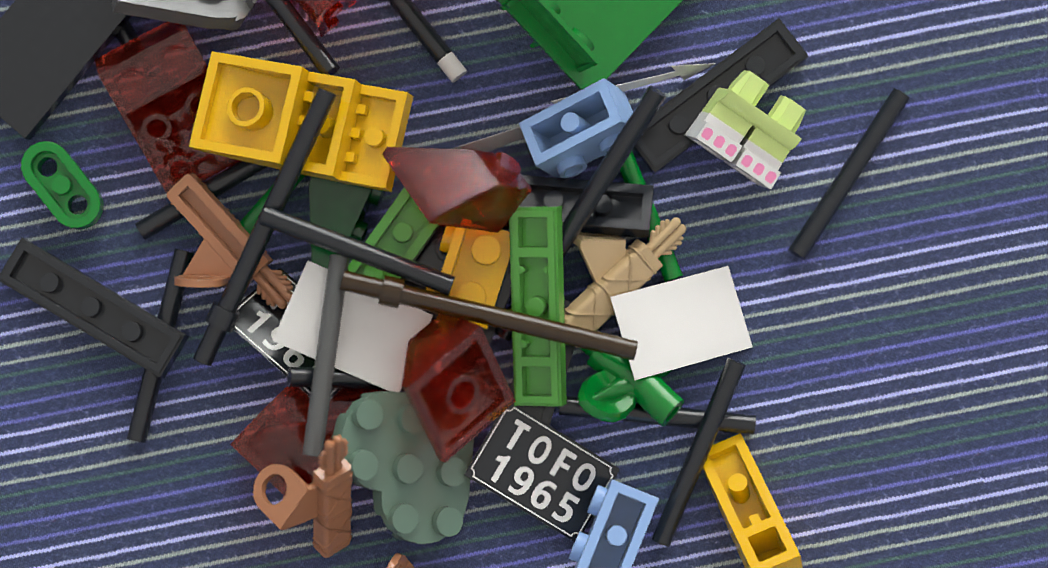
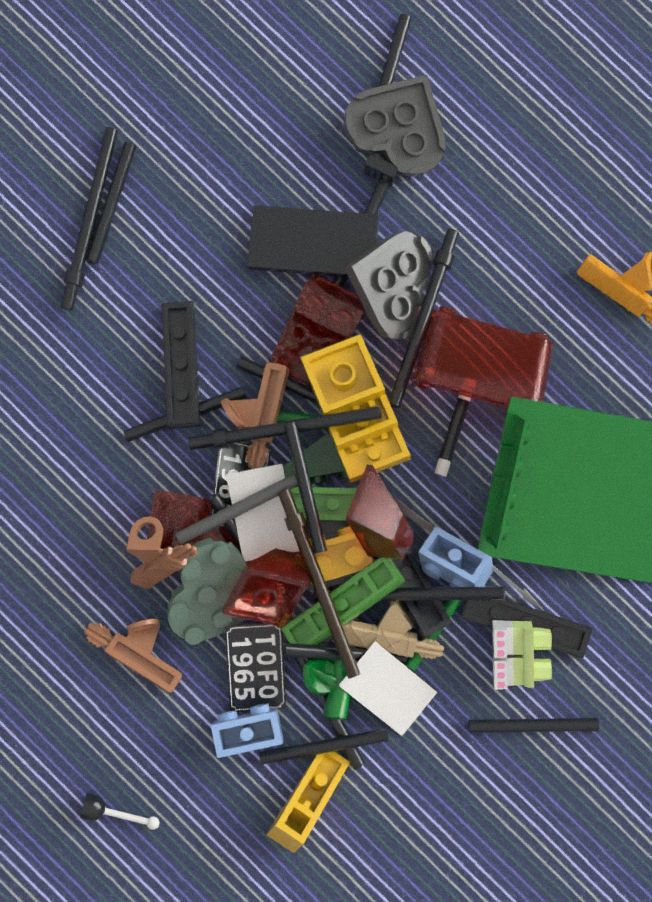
camera: 55 degrees right, 0 degrees up
(63, 186) = (235, 304): green plate -> none
(580, 370) = (324, 652): none -> black bar

